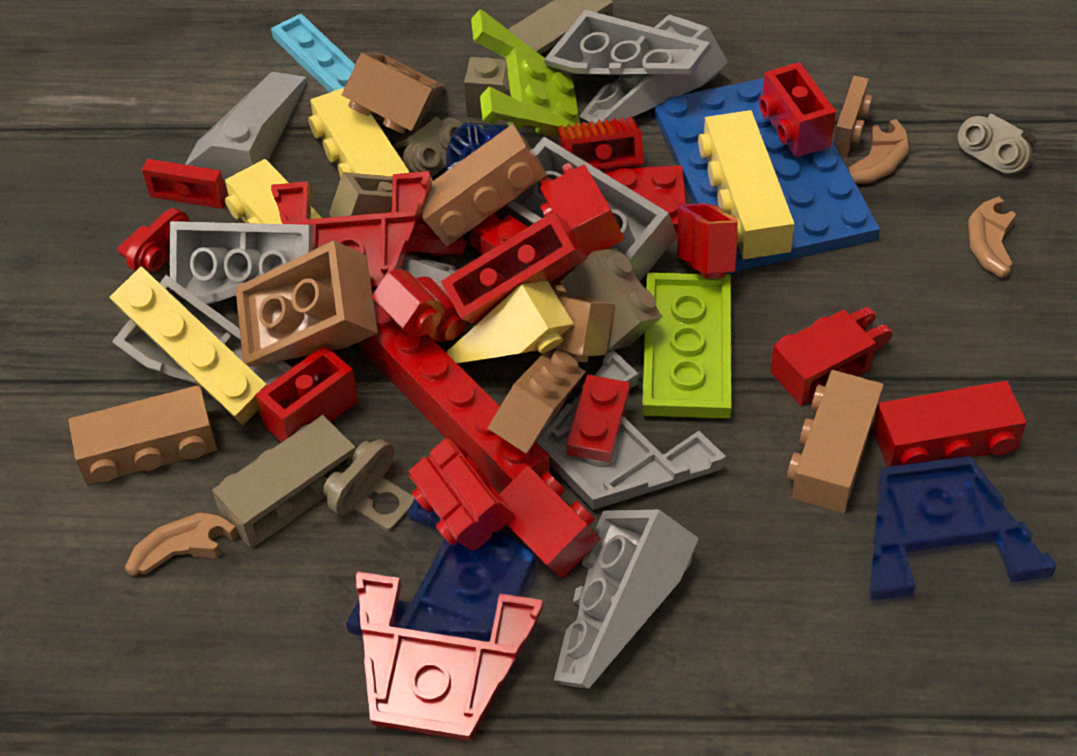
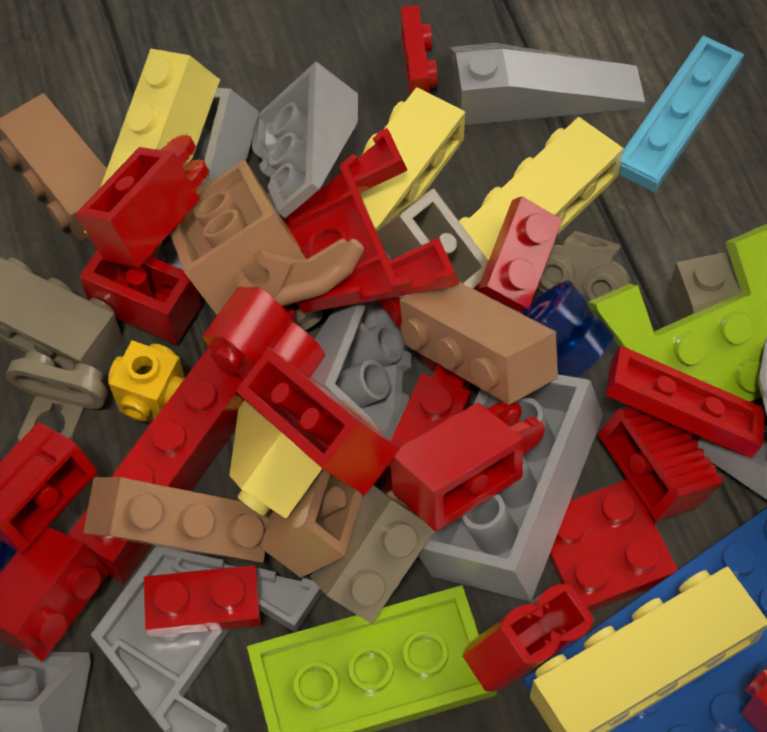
camera: 70 degrees right, 10 degrees up
(151, 245) = (292, 60): red bracket -> none
(253, 343) = (143, 201): none -> red hinge
(378, 259) = (303, 279): none -> medium nougat piece
(391, 91) = (631, 191): medium nougat slope -> none
(393, 414) = (145, 380): none -> yellow brick
(405, 153) = (520, 254): none -> plate
(573, 109) = (686, 402): none -> red plate

